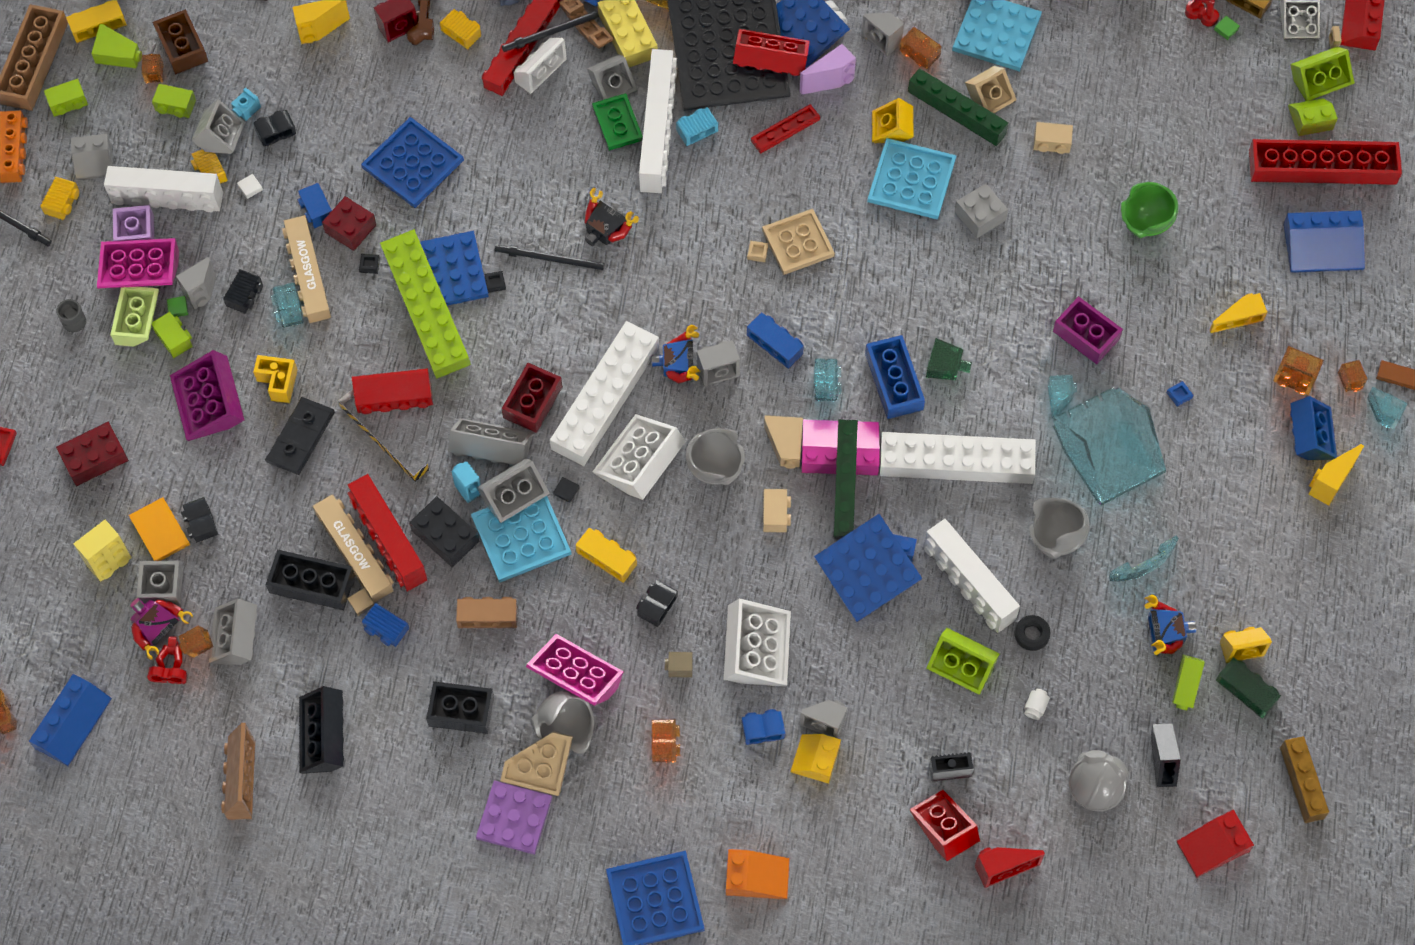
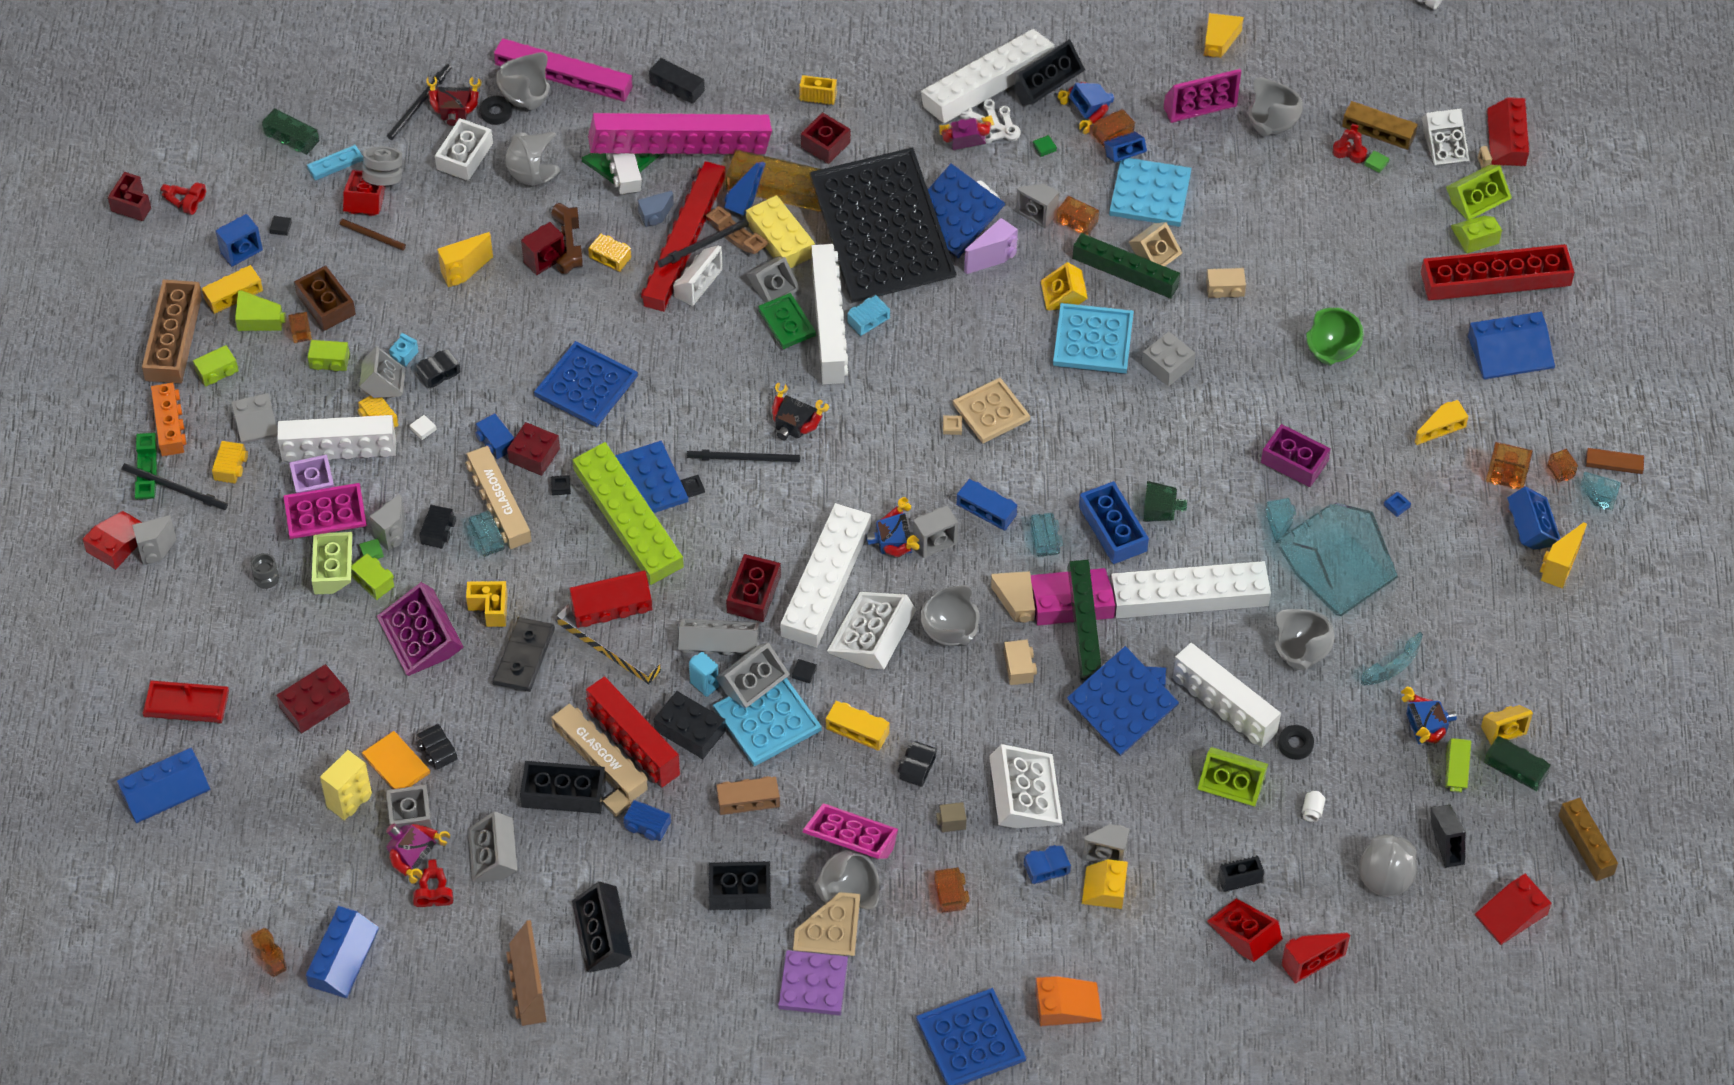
camera: 10 degrees left, 10 degrees down
(195, 641) = (456, 861): clear orange brick -> none
(771, 52) = (931, 235): red slope -> none
(785, 128) = (957, 307): red tile -> none

